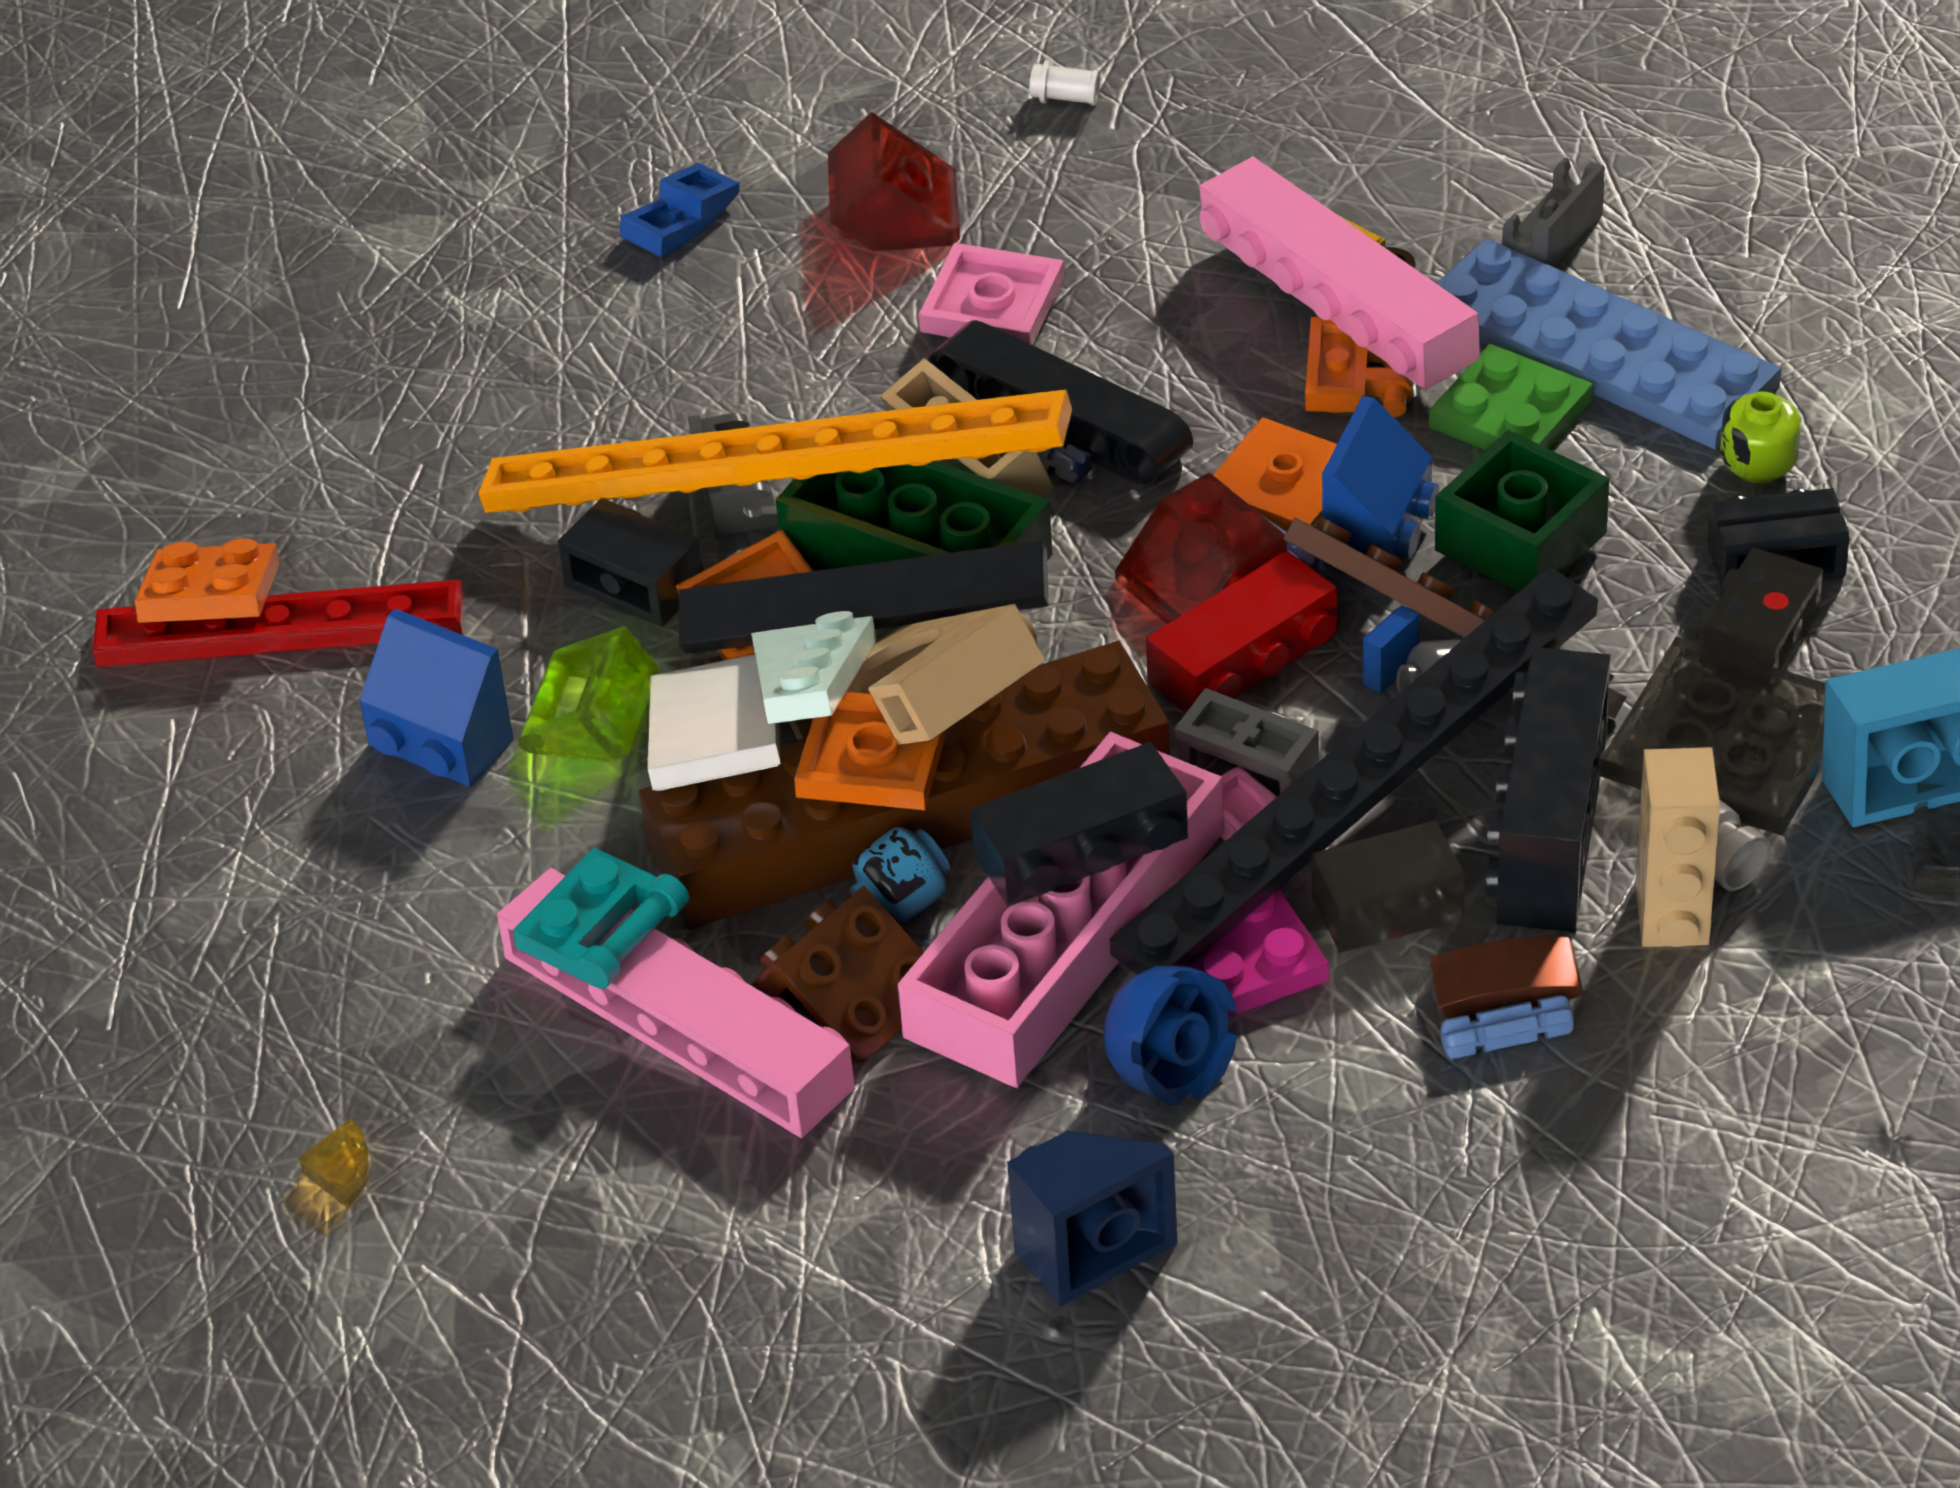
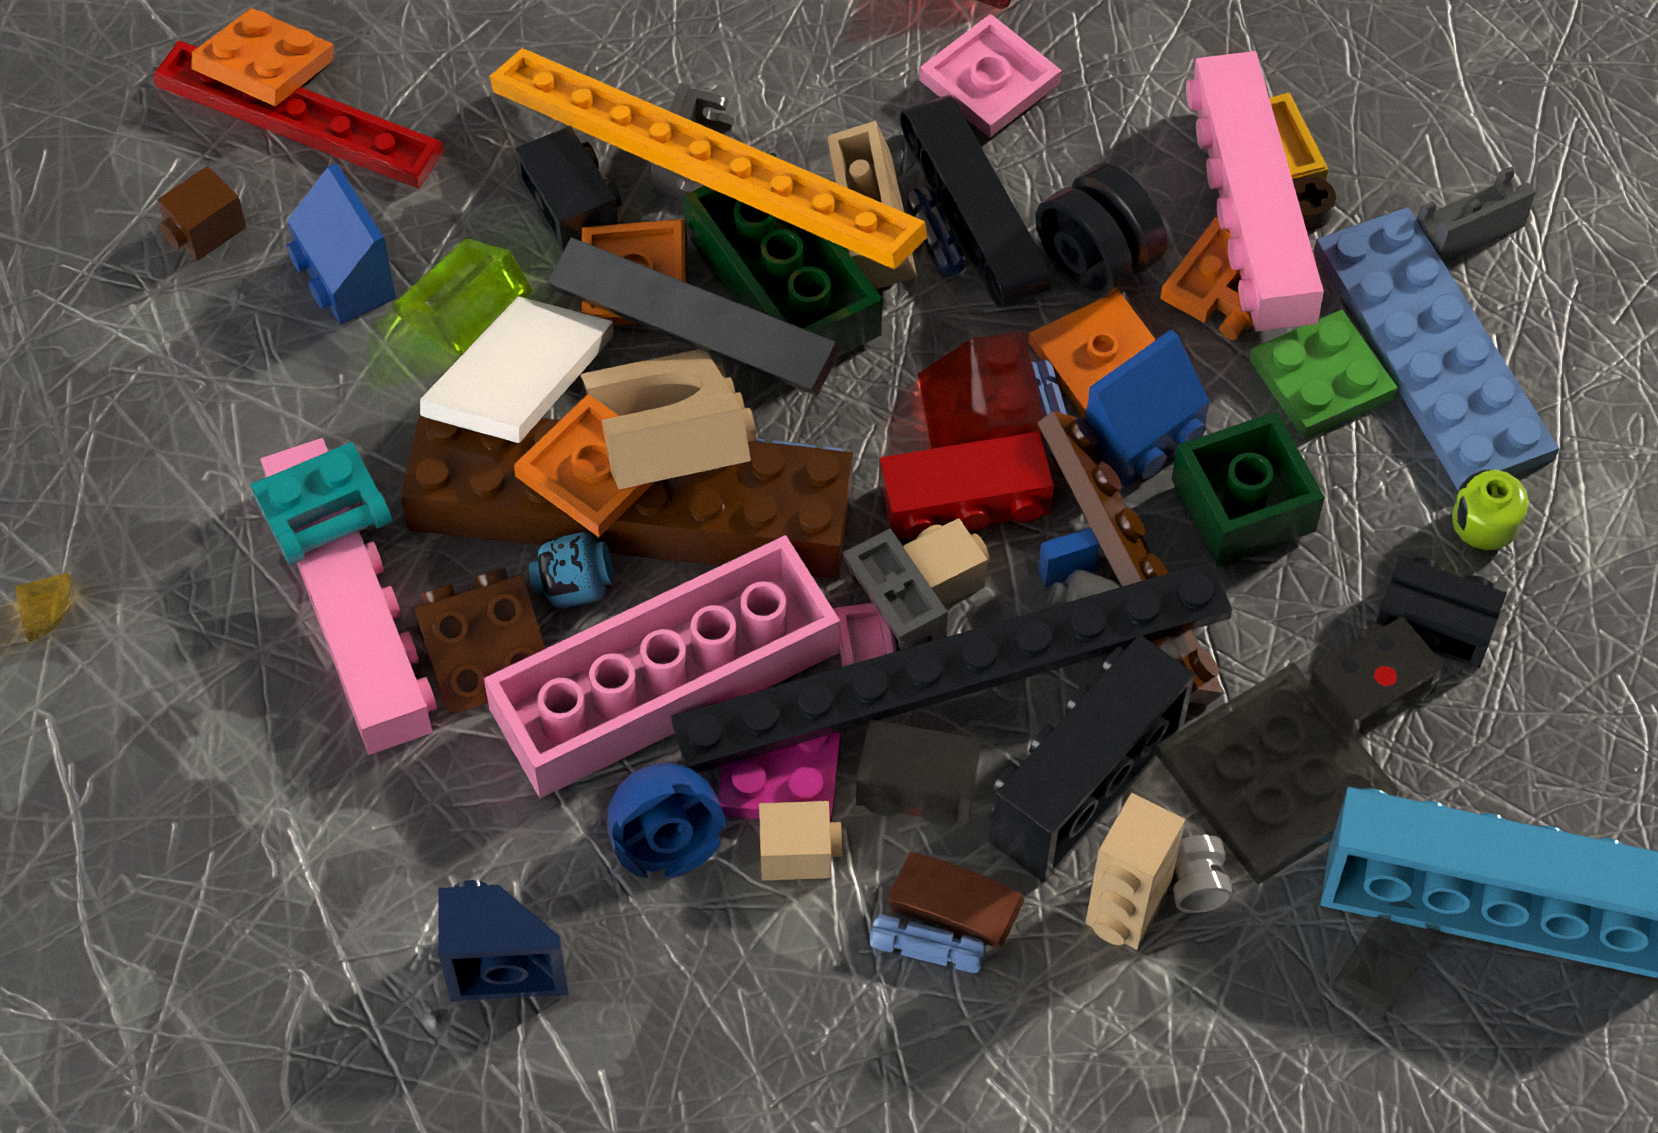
camera: 25 degrees right, 15 degrees up
(249, 743) = (201, 214): none -> reddish brown brick
(811, 665) = (594, 365): light aqua wing -> none
(1079, 823) = (693, 614): black brick -> none
(1217, 361) = (1101, 230): none -> black wheel
(1282, 690) = (950, 560): none -> tan brick
(1312, 997) = (798, 840): none -> tan brick

